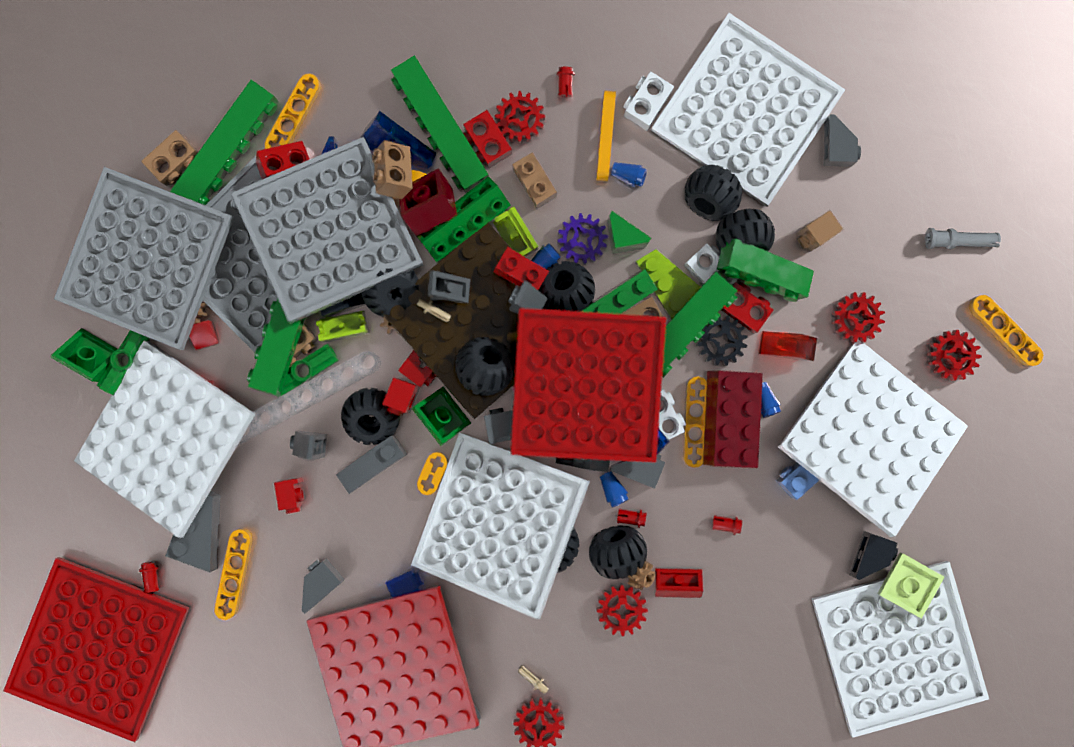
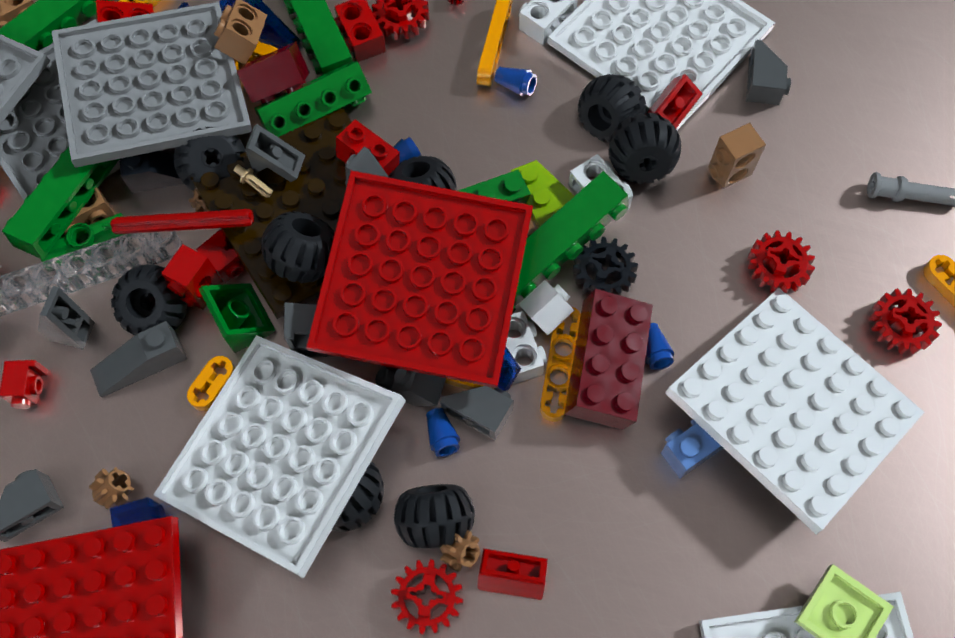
camera: 10 degrees right, 20 degrees down
(342, 326) = (146, 200): lime hinge -> none
(379, 564) = (111, 488): none -> medium nougat gear
(385, 353) = (182, 221): none -> red axle
(515, 232) = (373, 117): lime hinge -> none
(534, 180) = (404, 73): medium nougat brick -> none
(572, 244) = (447, 137): dark purple gear -> none
(624, 235) = (503, 135): green slope -> none
(632, 517) = (460, 472): red pin -> none
(681, 382) = (547, 306): none -> white brick
(727, 524) = (588, 499): red pin -> none
(742, 312) = (644, 229): red brick -> none
(764, 184) = (676, 100): none -> red slope
(765, 270) = (666, 187): green brick -> none
(788, 345) = (690, 283): clear red slope -> none
(873, 555) = (791, 566): black slope -> none

